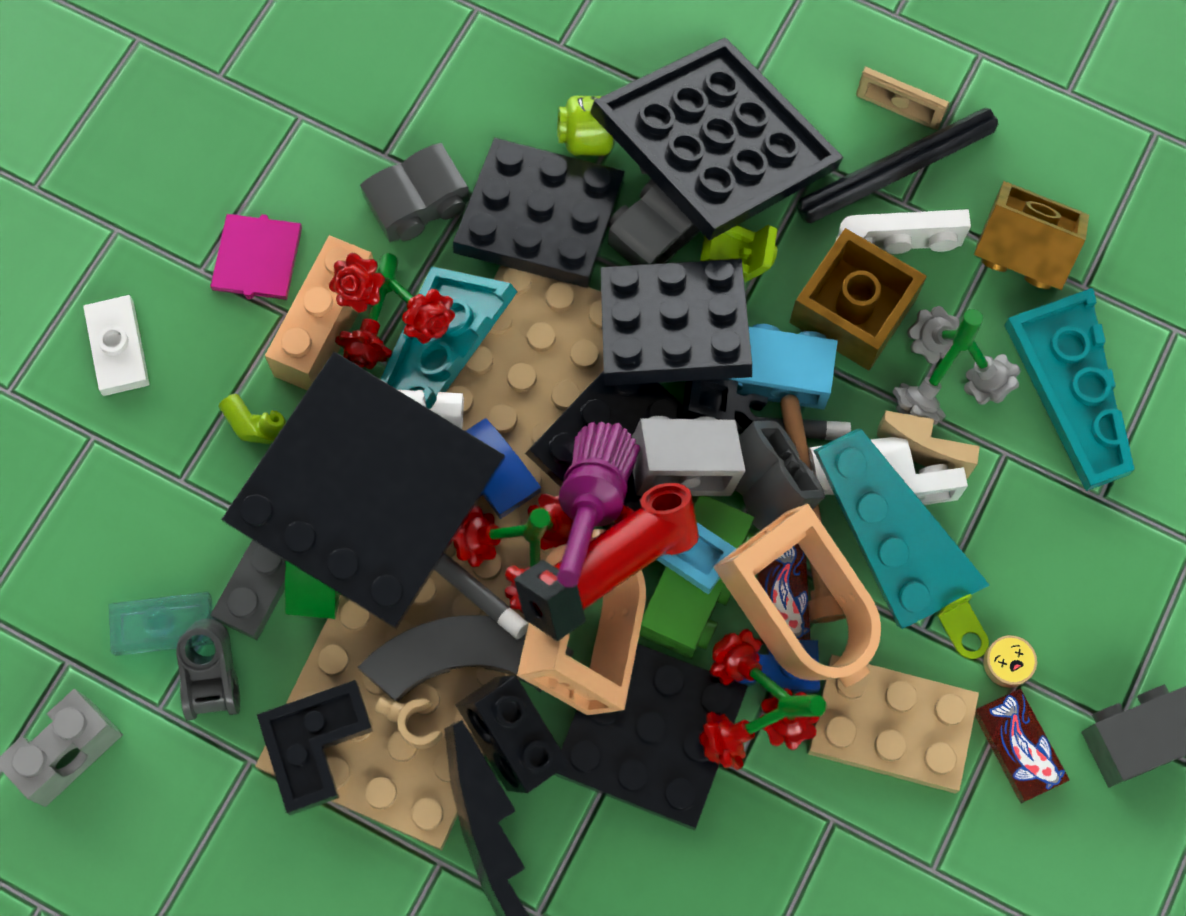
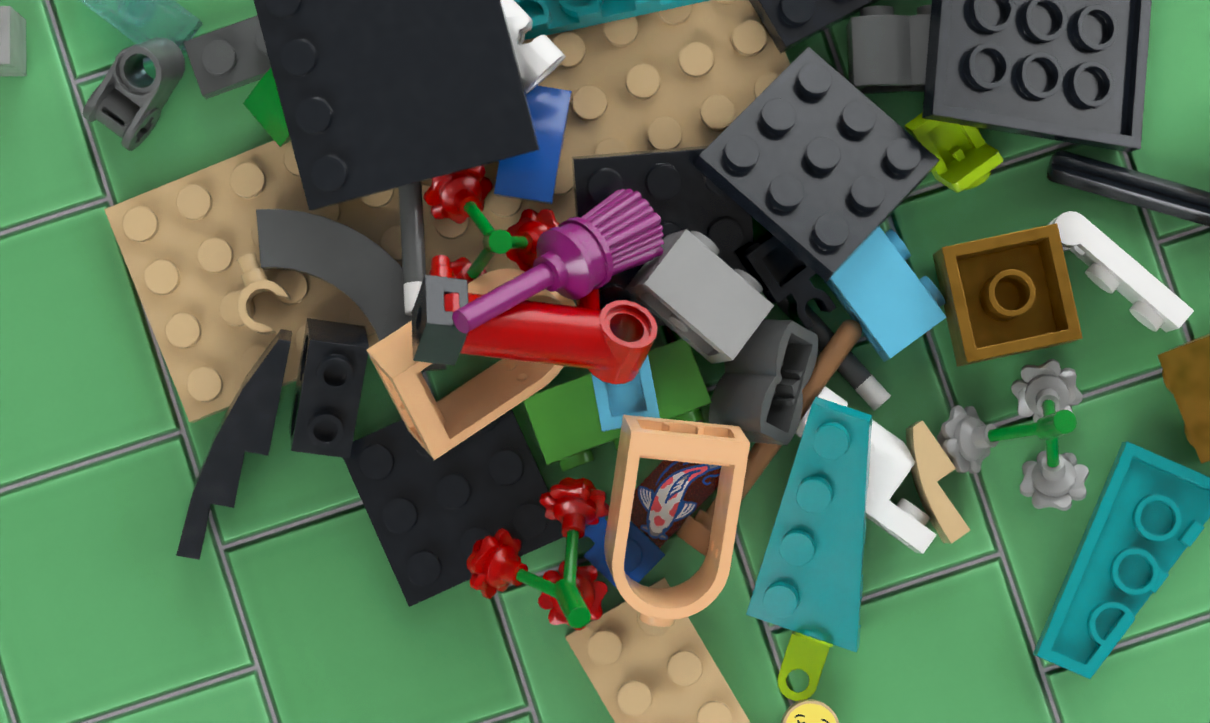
camera: 45 degrees right, 15 degrees up
(298, 739) = (159, 221): black plate -> none

